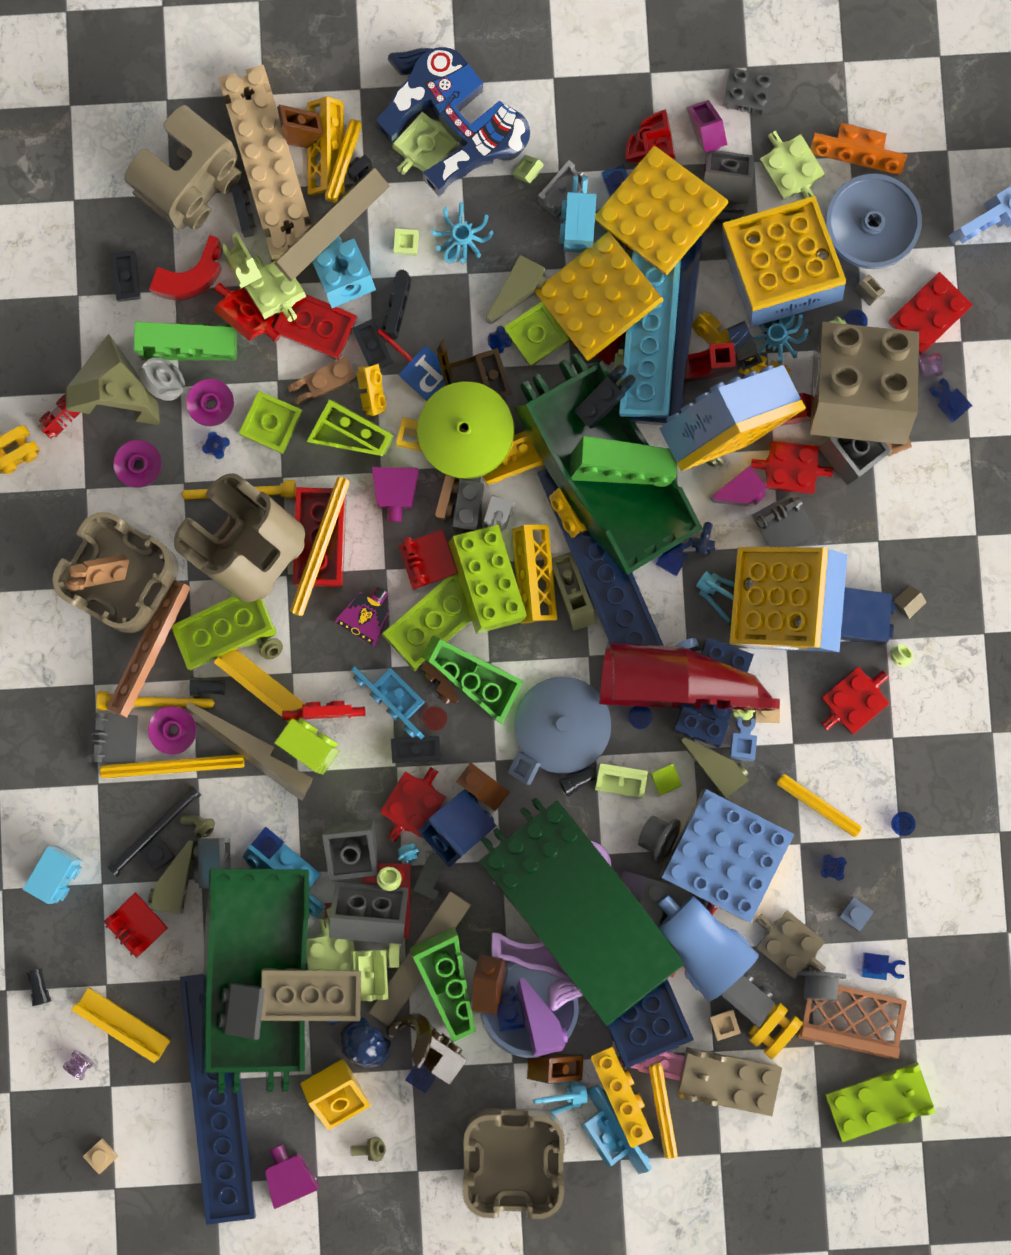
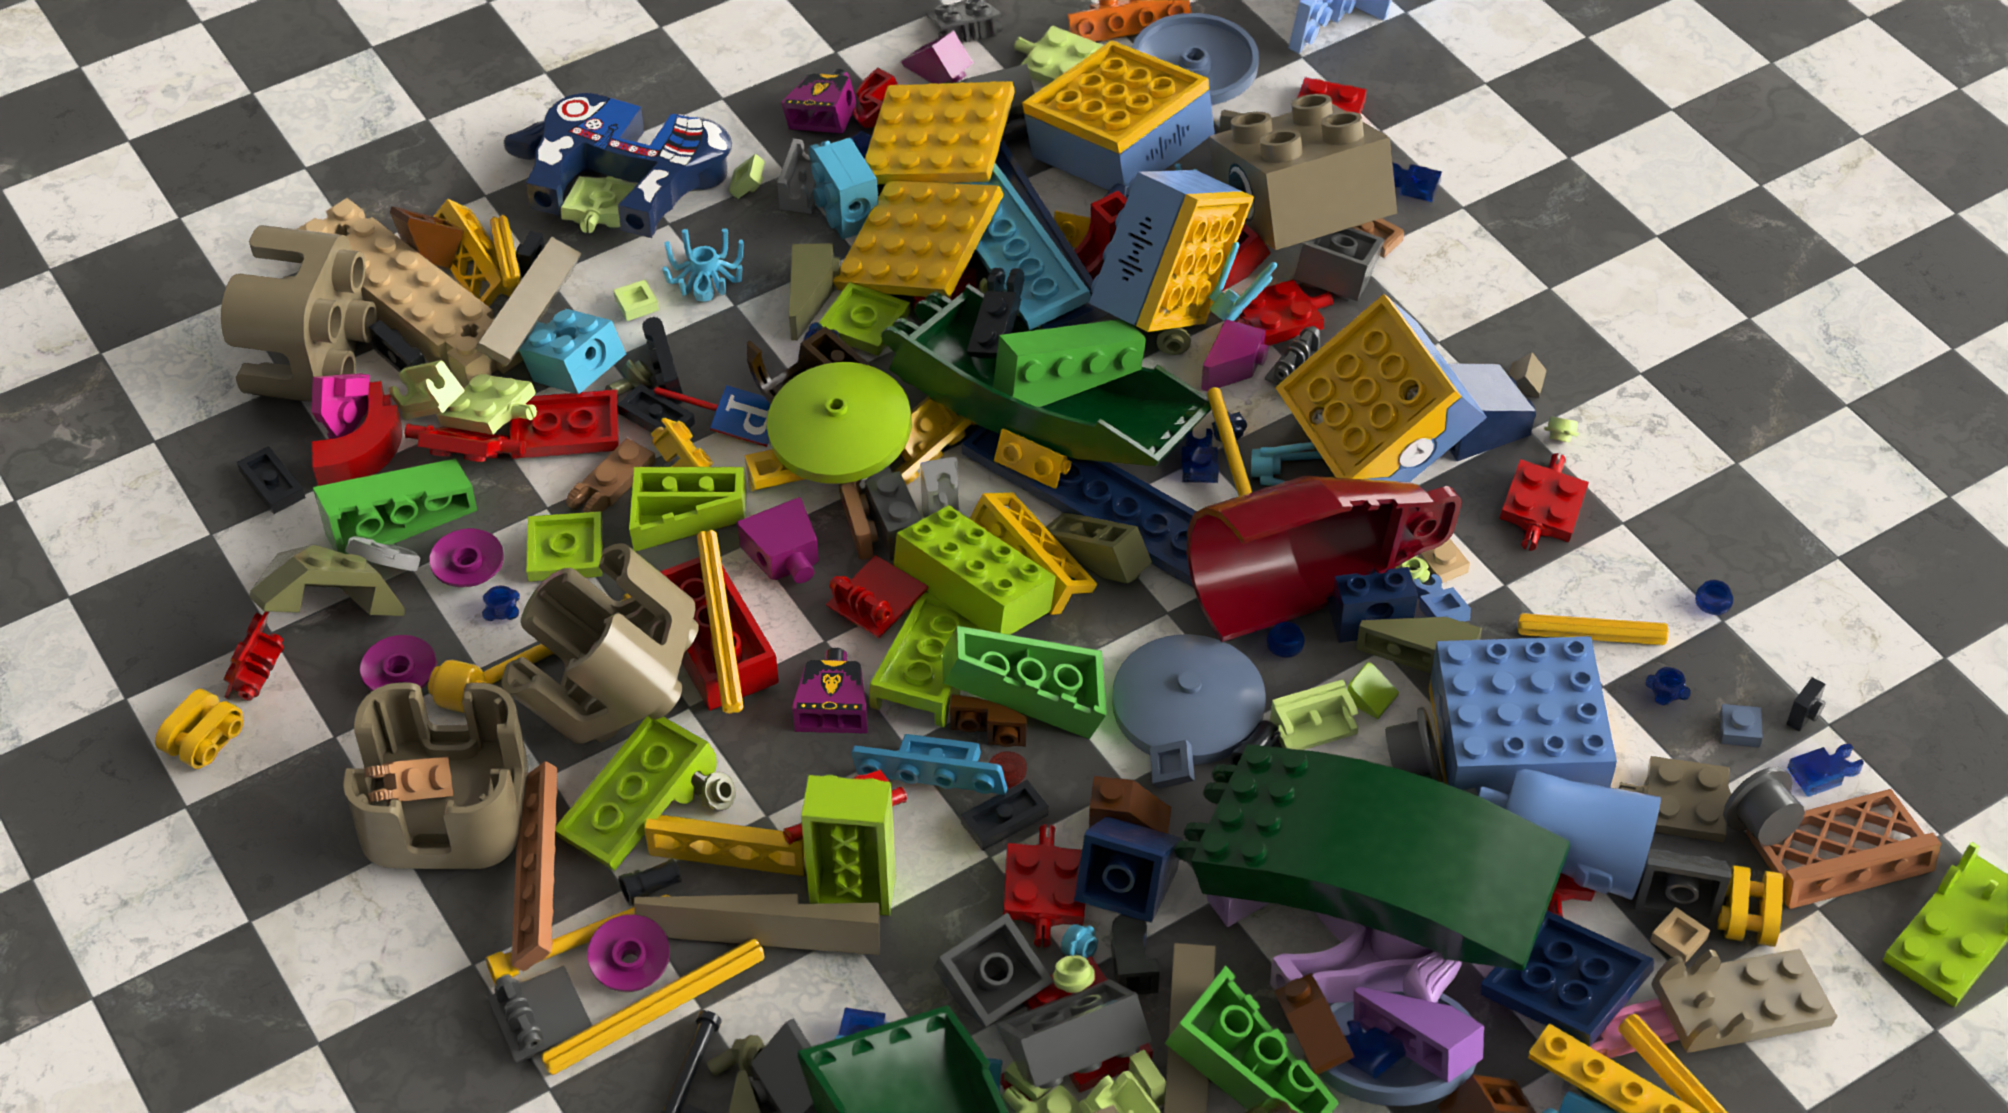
camera: 30 degrees left, 35 degrees down
(163, 497) = (448, 683): none -> yellow head
(187, 242) = (340, 402): none -> dark pink plate
(374, 307) = (635, 374): none -> olive plate
(610, 127) = (821, 103): none -> magenta torso
(674, 623) = (1229, 441): none -> yellow piece
(759, 455) = (1230, 304): none -> medium azure plant
(900, 926) = (1807, 705): none -> black plate

